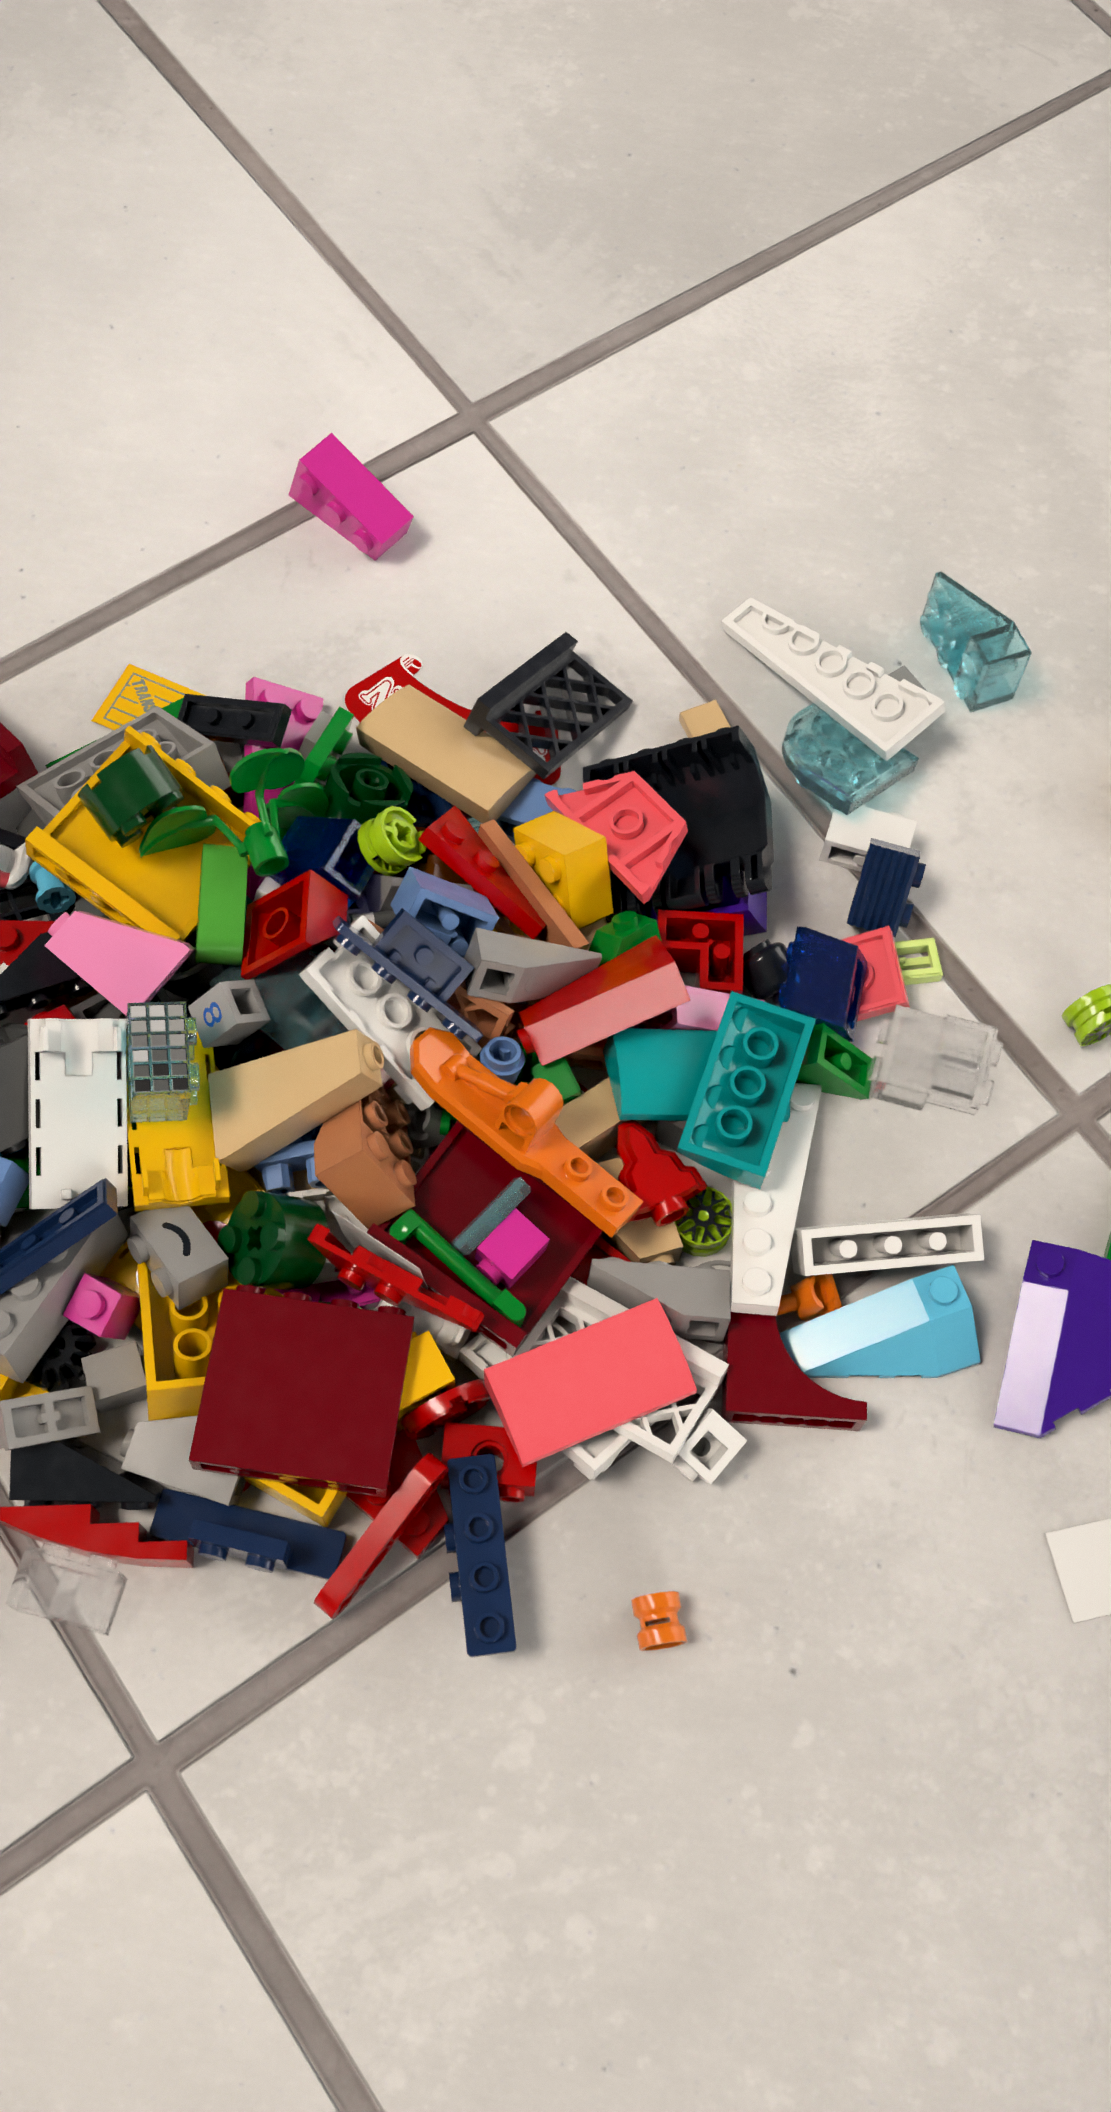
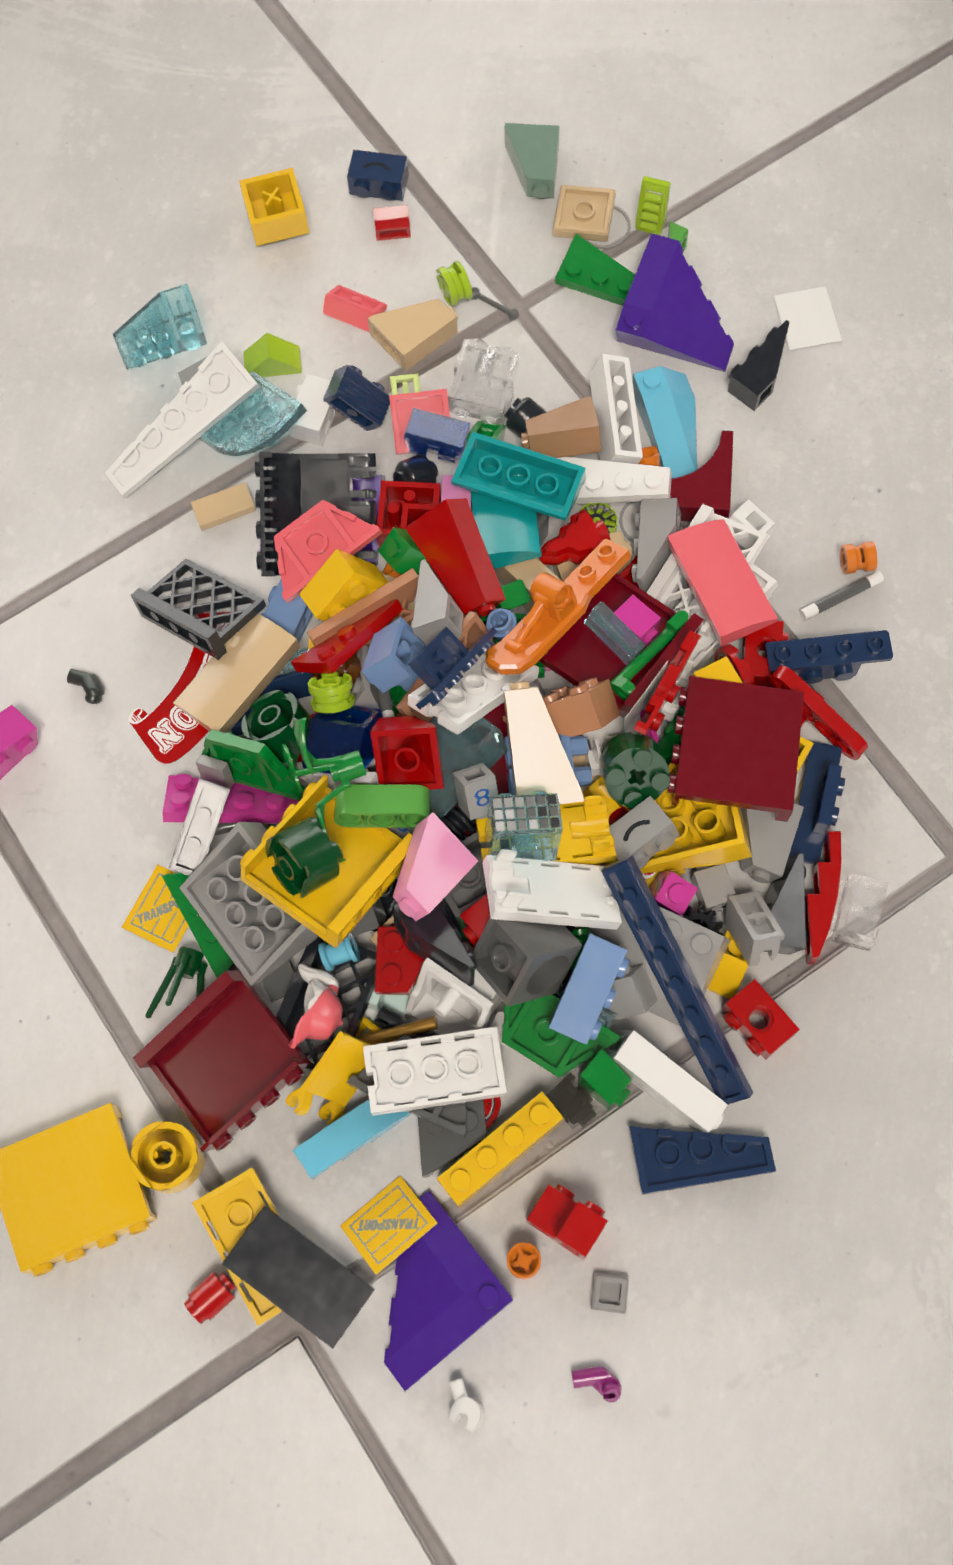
camera: 80 degrees left, 5 degrees up
(67, 730) = (184, 965): none -> dark green plant
(450, 606) = (90, 684): none -> pearl dark grey arm
(598, 1596) = (841, 595): none -> dark grey bar
(848, 1166) = (564, 430): none -> medium nougat slope
(874, 1120) = (520, 412): none -> black head
(950, 790) = (272, 357): none -> lime slope
(991, 1477) = (757, 375): none -> black slope
(1011, 966) = (414, 330): none -> tan slope
(1048, 890) = (351, 307): none -> coral slope
(1093, 1054) = (512, 313): none -> dark grey hinge

